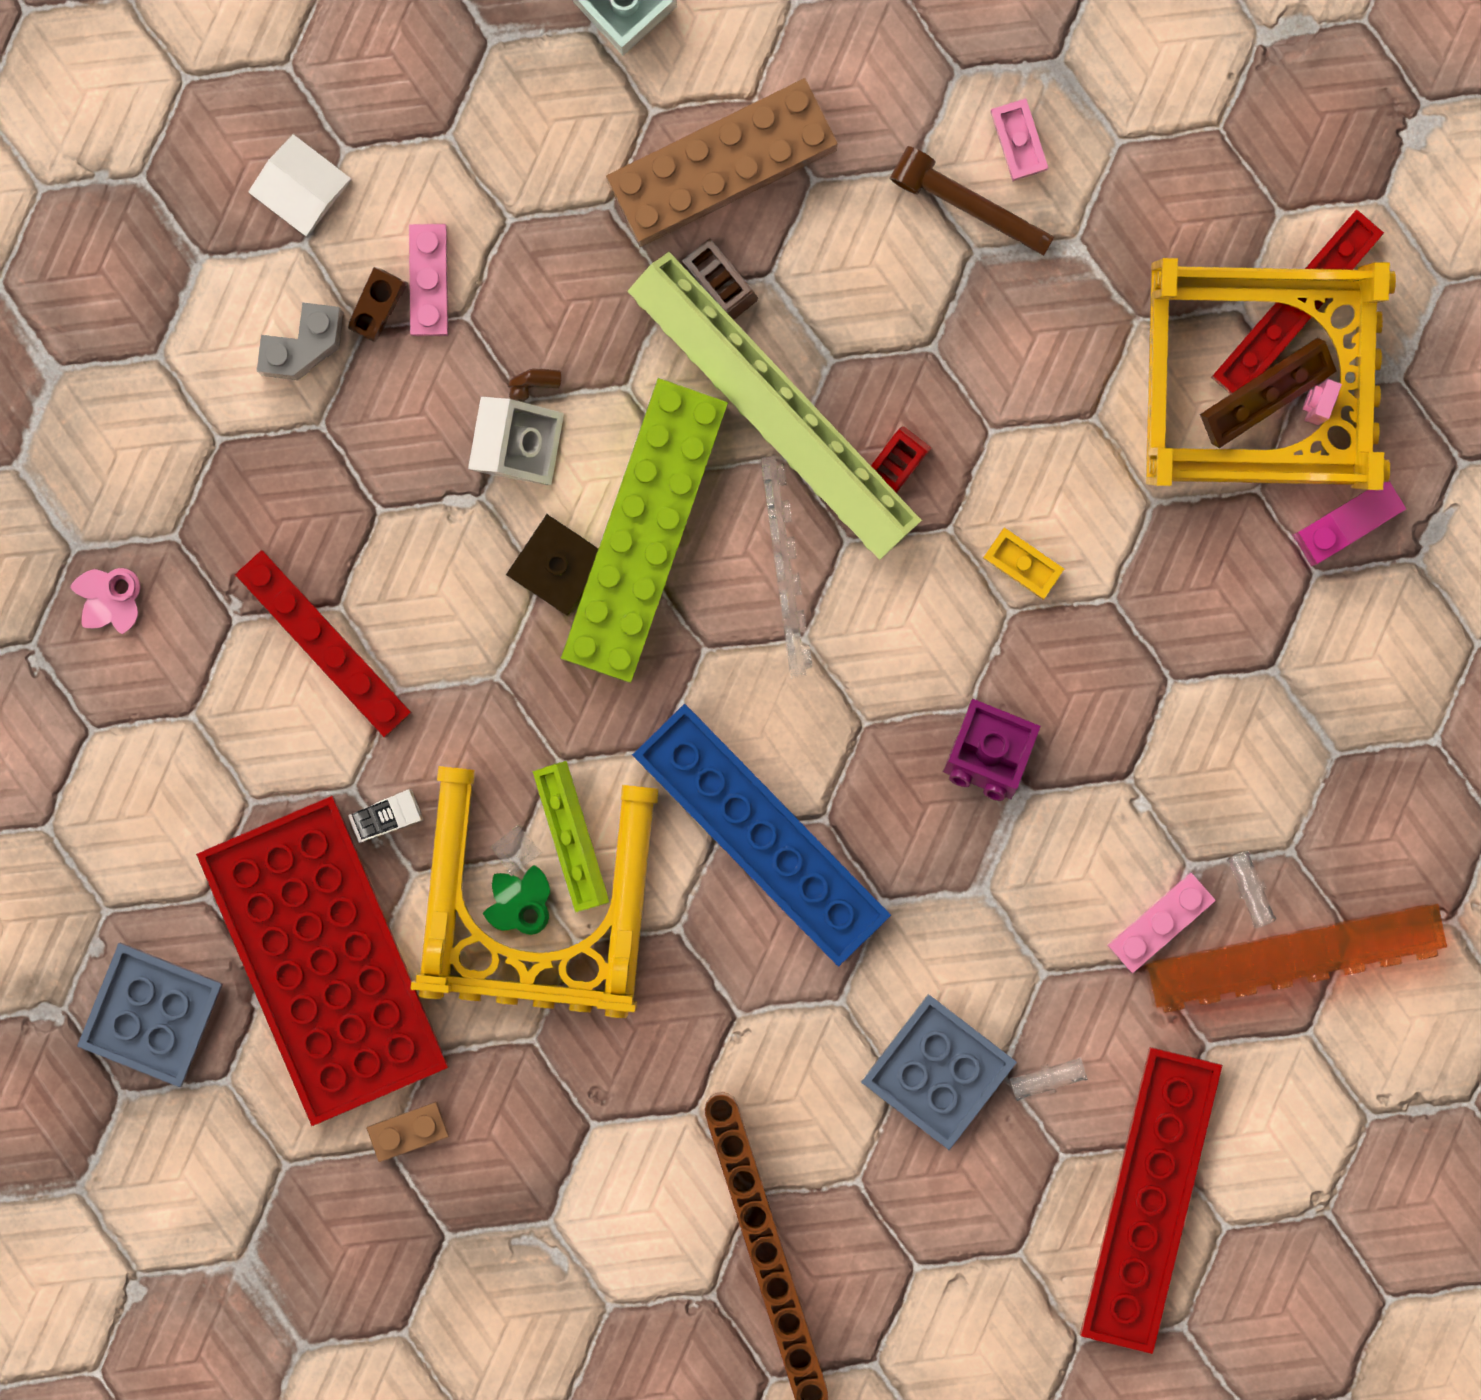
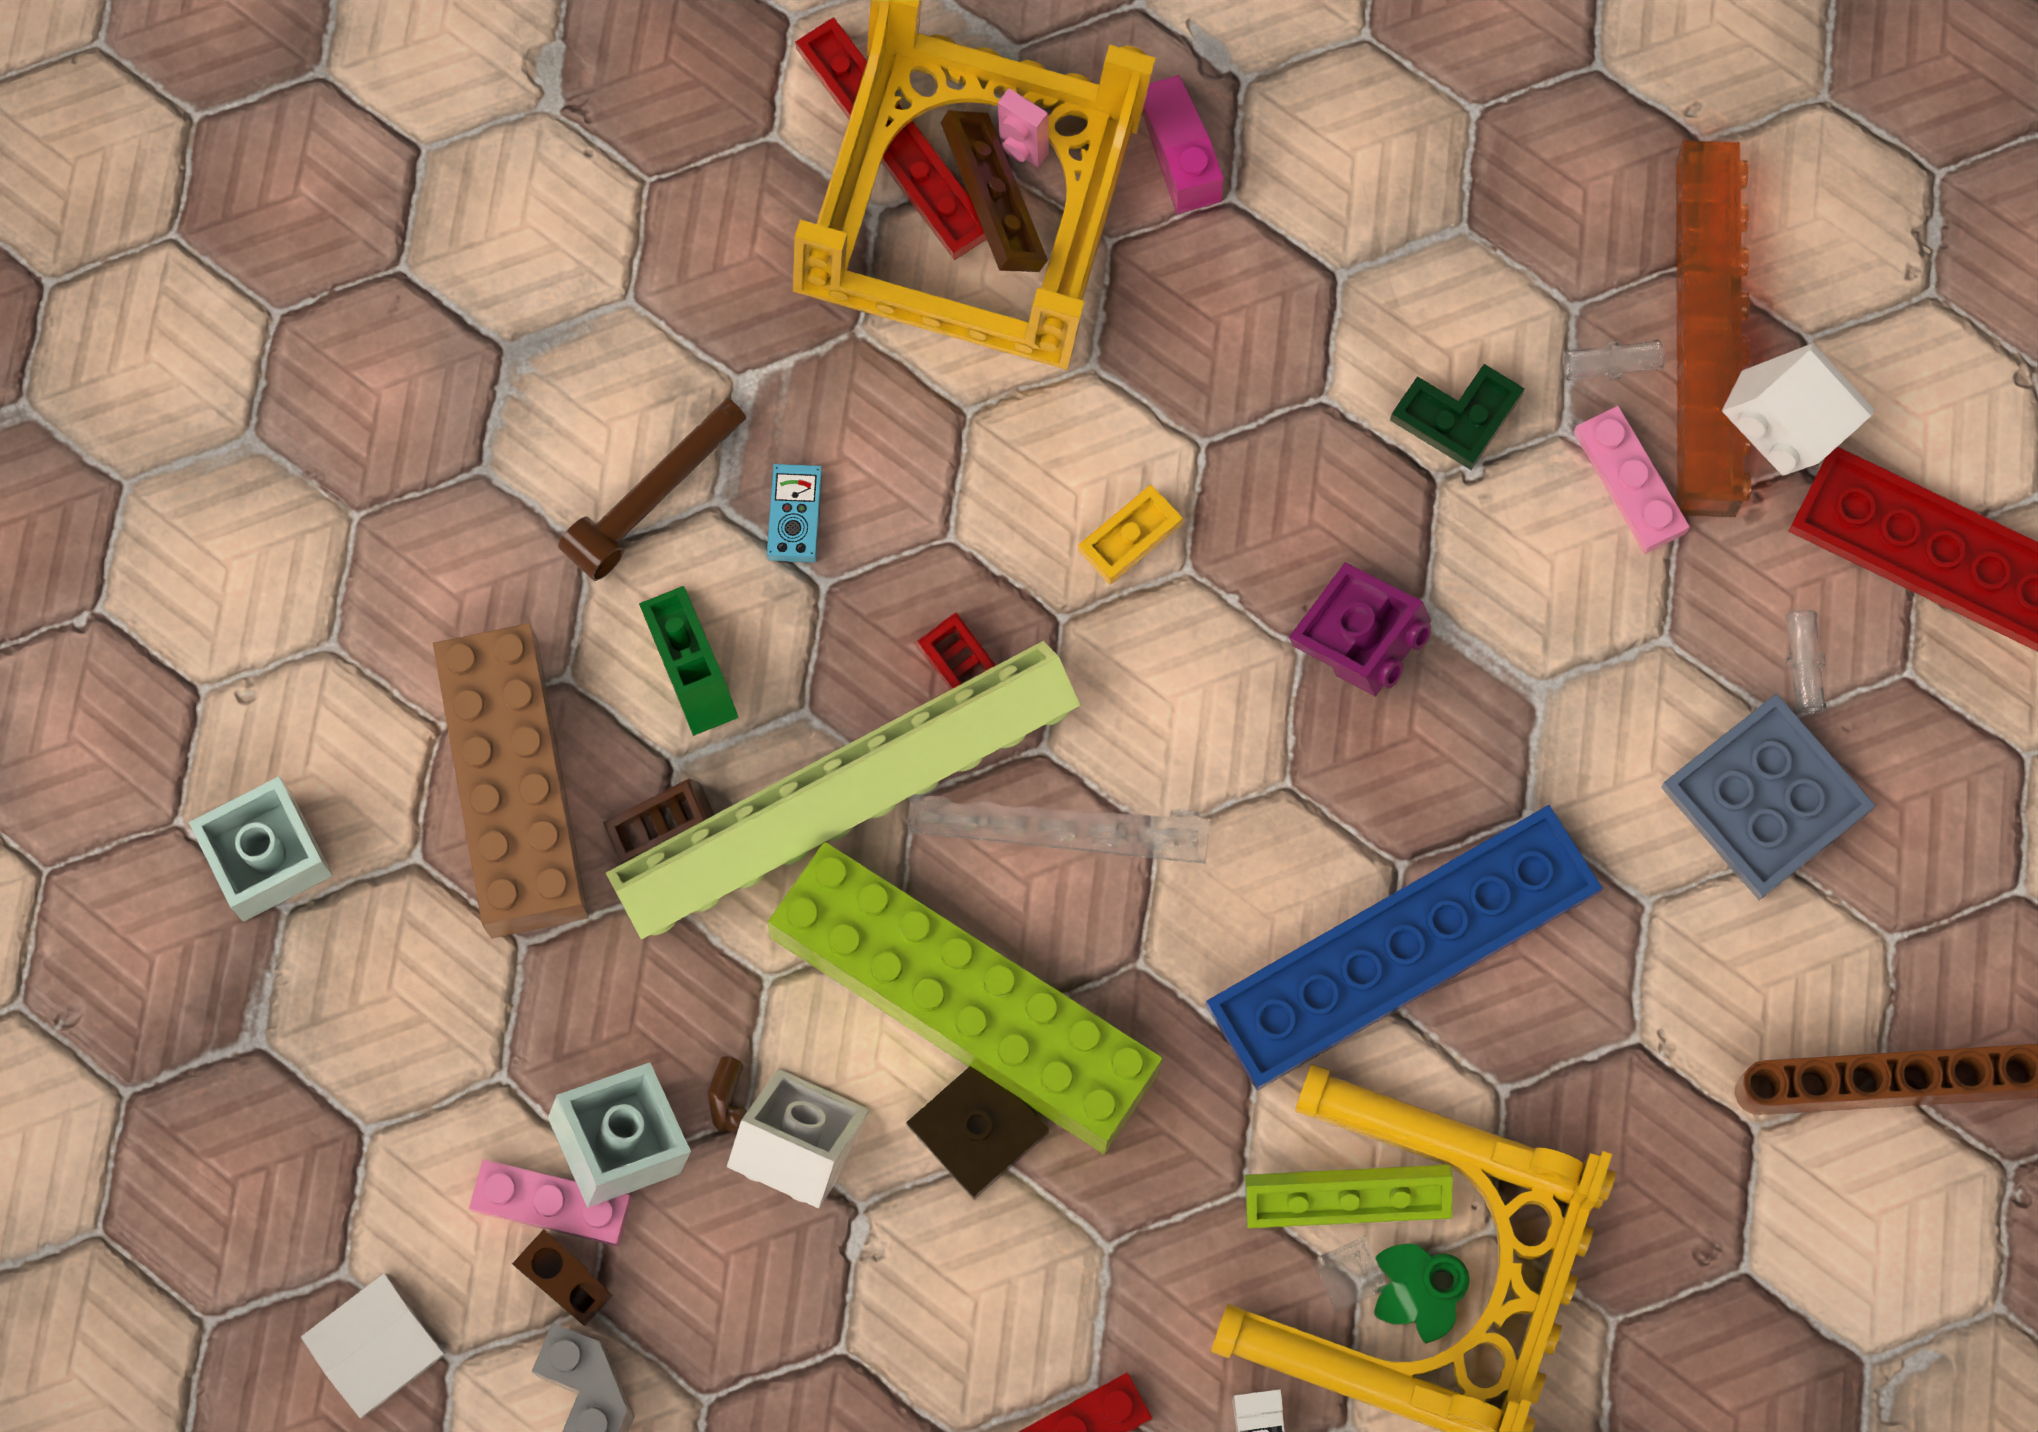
camera: 75 degrees left, 15 degrees down
(482, 315) = (618, 1134): none -> light aqua brick
(845, 265) = (689, 660): none -> green slope
(979, 311) = (794, 513): none -> medium azure tile
(1019, 139) = (591, 412): bright pink plate -> none
(1169, 787) = (1463, 426): none -> dark green plate
(1234, 1030) = (1796, 408): none -> white slope

